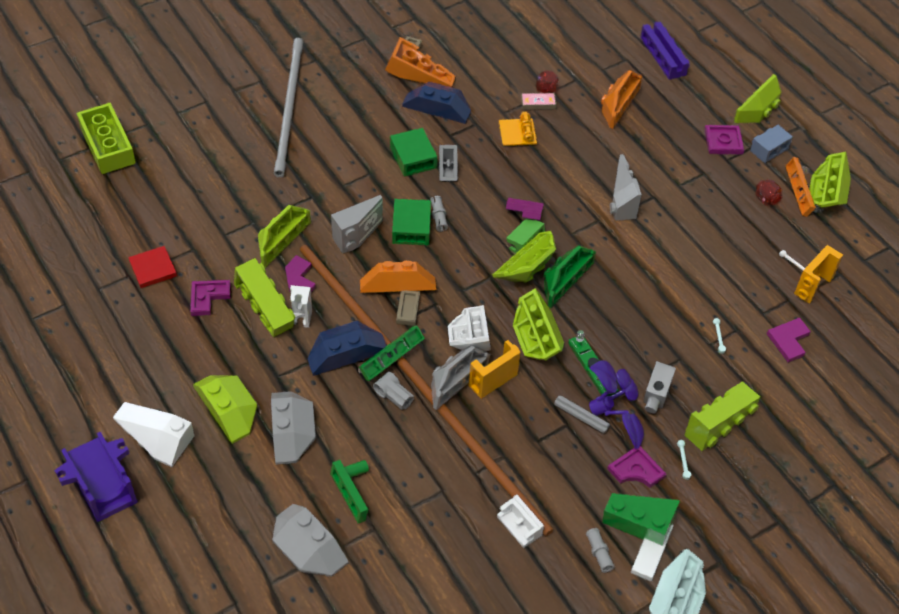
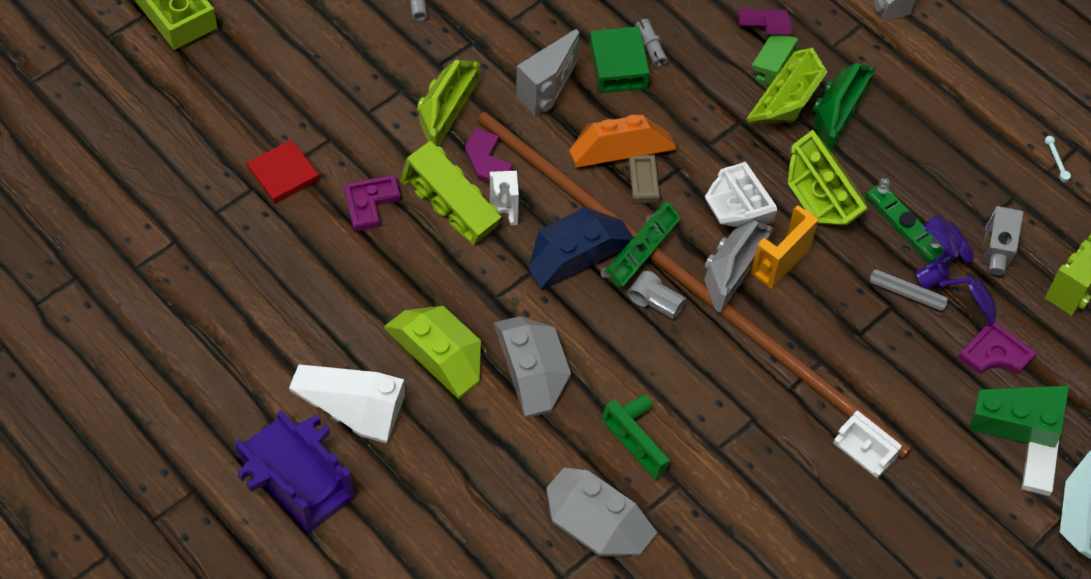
camera: 10 degrees left, 5 degrees up
(600, 550) = (977, 466): light grey pin -> none
(686, 474) = (1060, 349): light aqua hinge -> none

